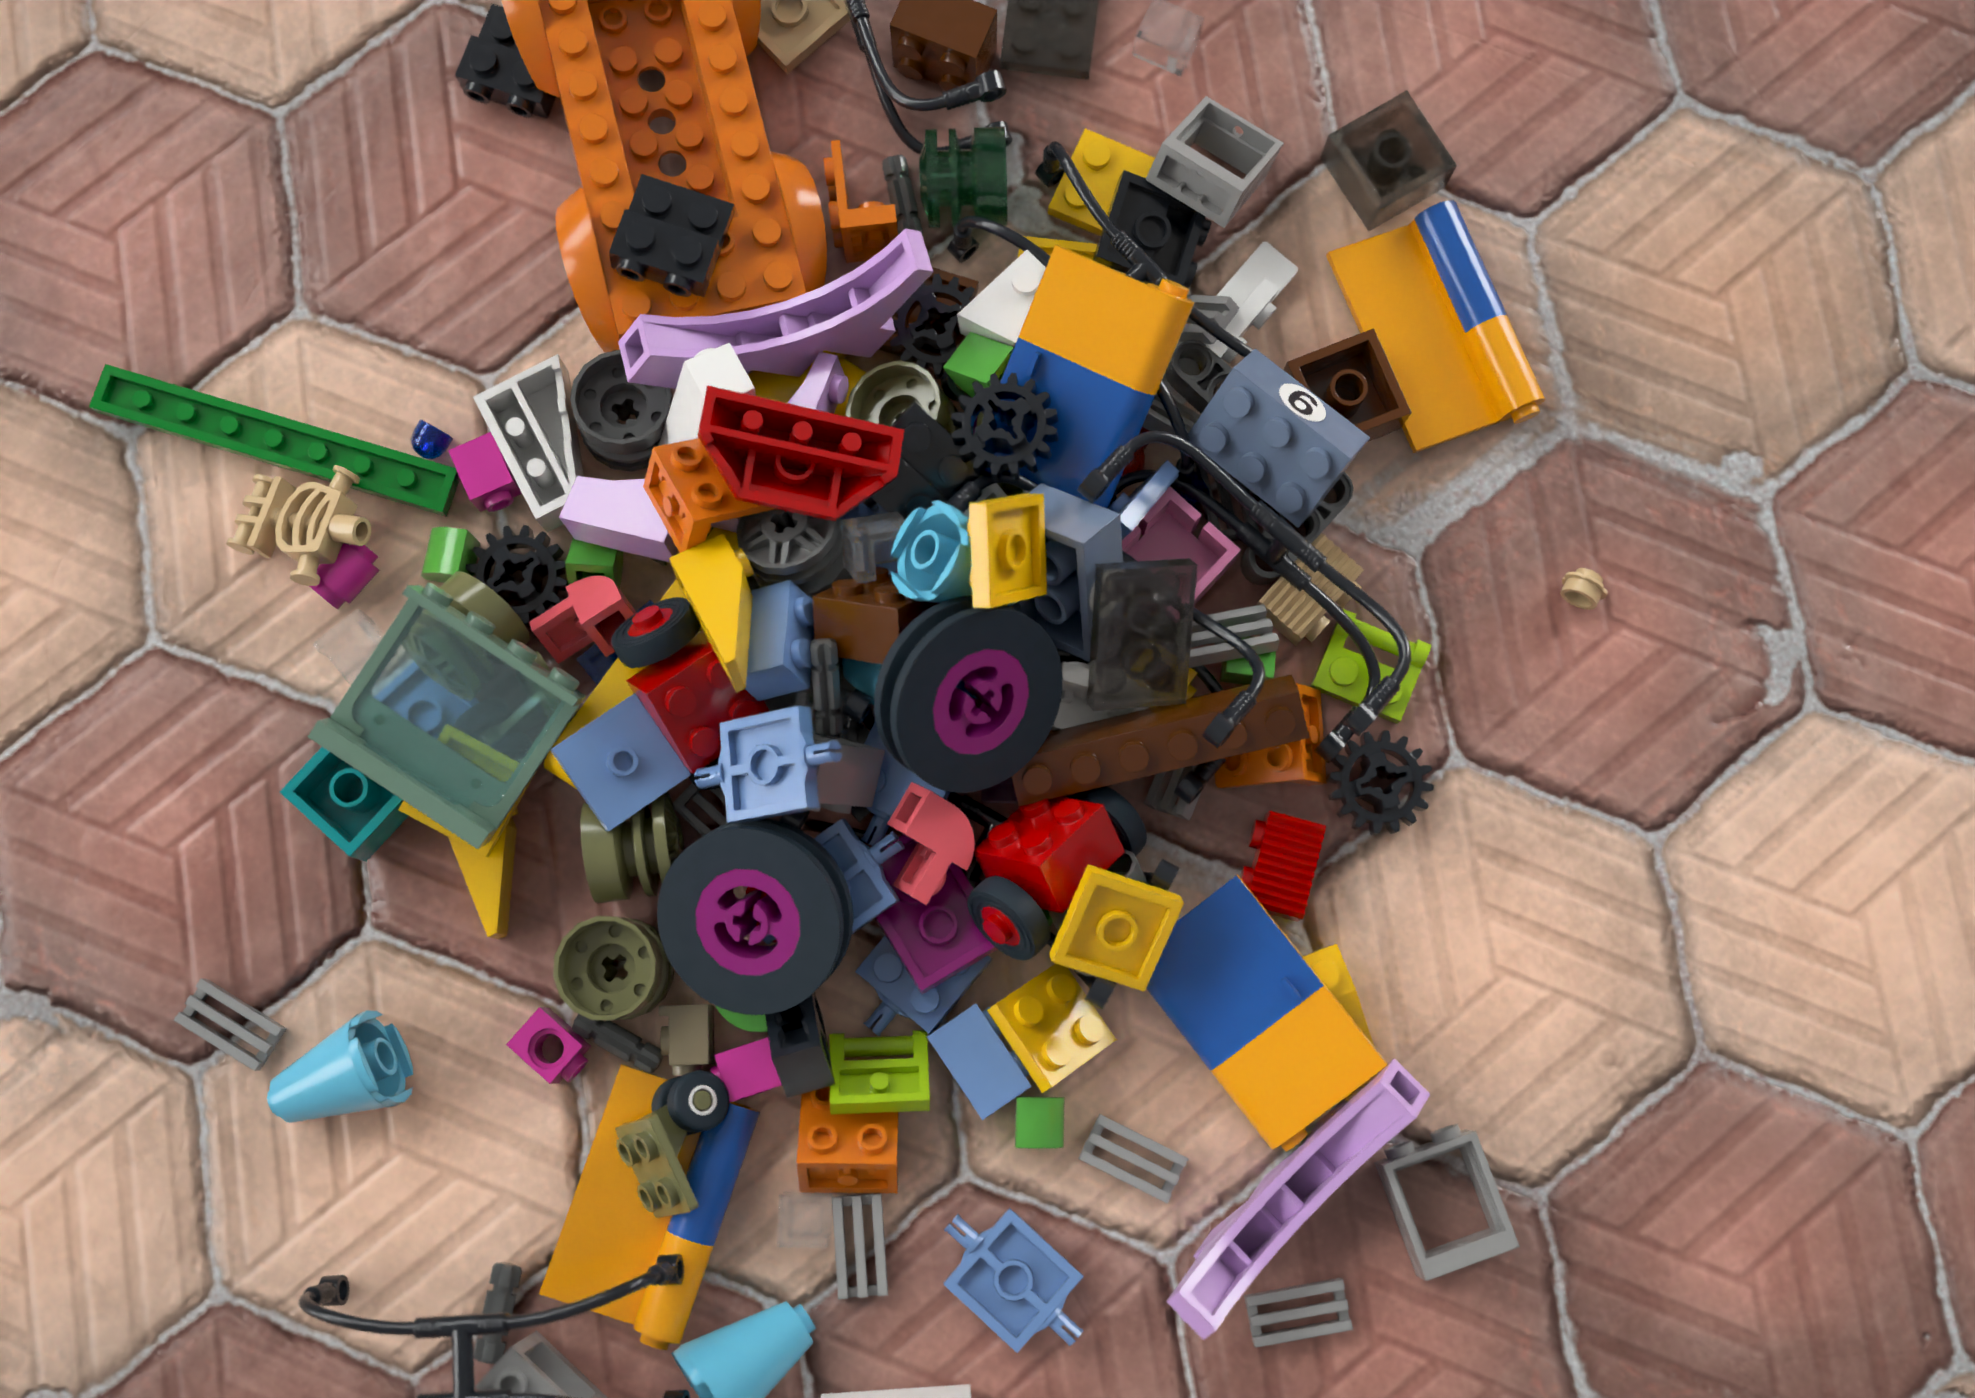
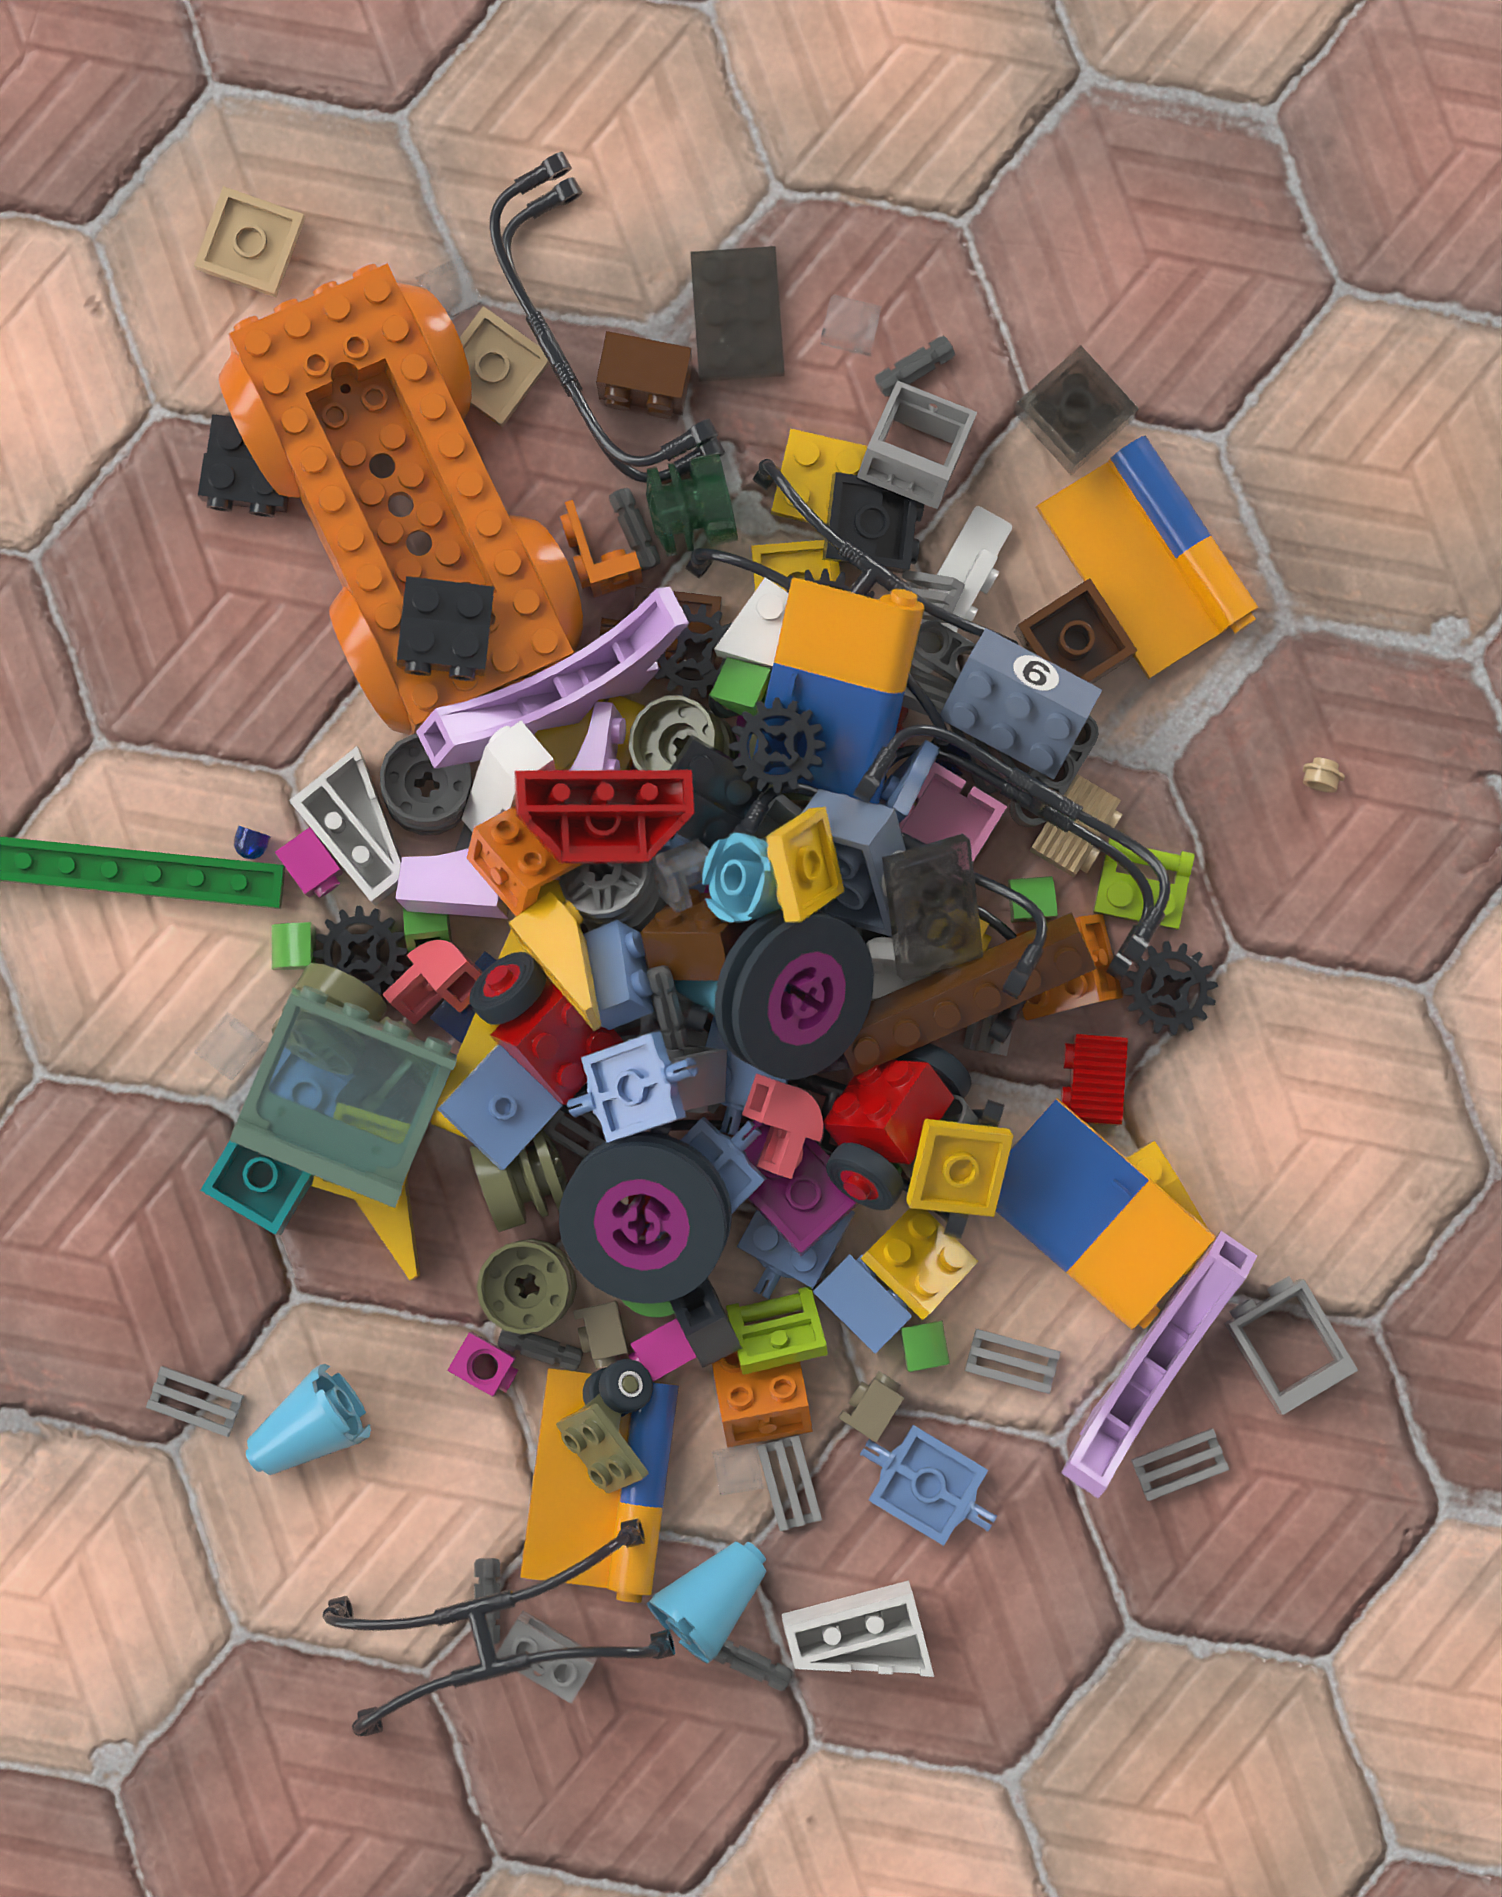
camera: 10 degrees left, 5 degrees up
(302, 521) = (165, 943): tan piece -> none
(346, 576) = (203, 980): dark pink brick -> none
(969, 1178) = (873, 1406): none -> dark tan brick
(1229, 89) = (915, 365): none -> dark grey axle
(1243, 623) = (1014, 874): light grey tile -> none

